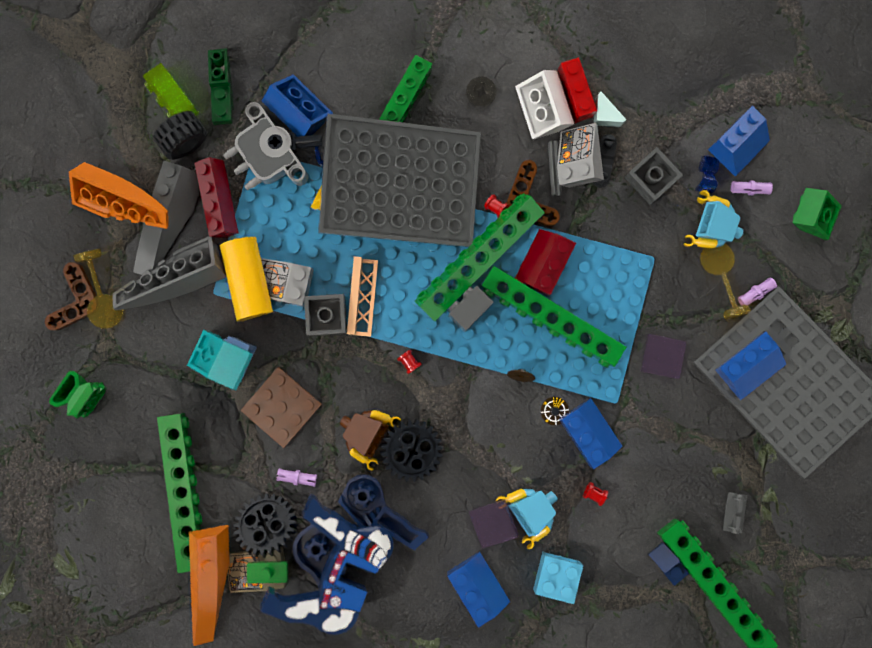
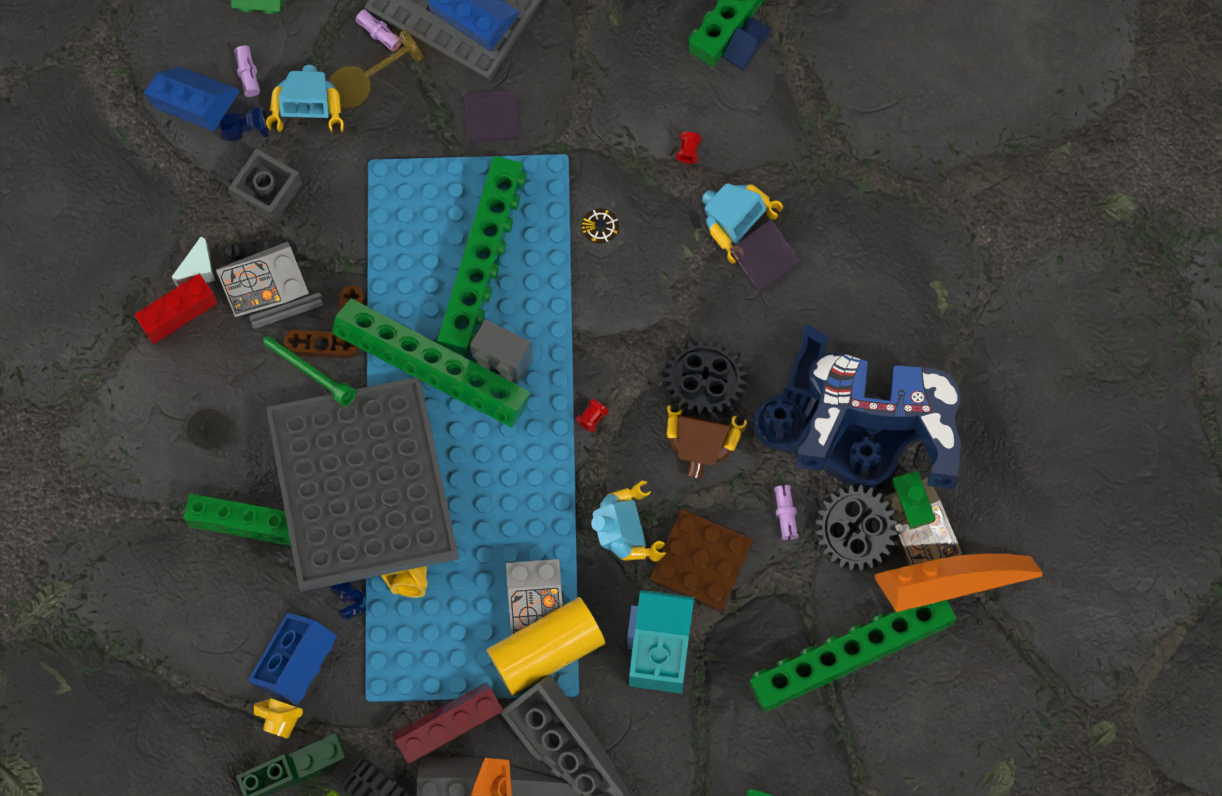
camera: 100 degrees left, 15 degrees down
(256, 86) = (278, 716): none -> yellow piece
(261, 155) = (377, 672): piece -> none
(318, 356) = (620, 526): none -> medium azure torso
(325, 315) = (563, 528): dark grey brick -> none
(355, 295) = (525, 502): light nougat fence -> none
(473, 187) = (342, 393): none -> green piece
(478, 589) = (852, 251): blue slope -> none
(495, 205) = (357, 365): red bush -> none
(521, 375) = (567, 273): dark brown piece -> none
(544, 104) = (205, 344): white slope -> none
(545, 261) = (413, 283): dark red slope -> none
(558, 577) = (805, 161): medium azure piece -> none
(591, 433) = (616, 174): blue slope -> none

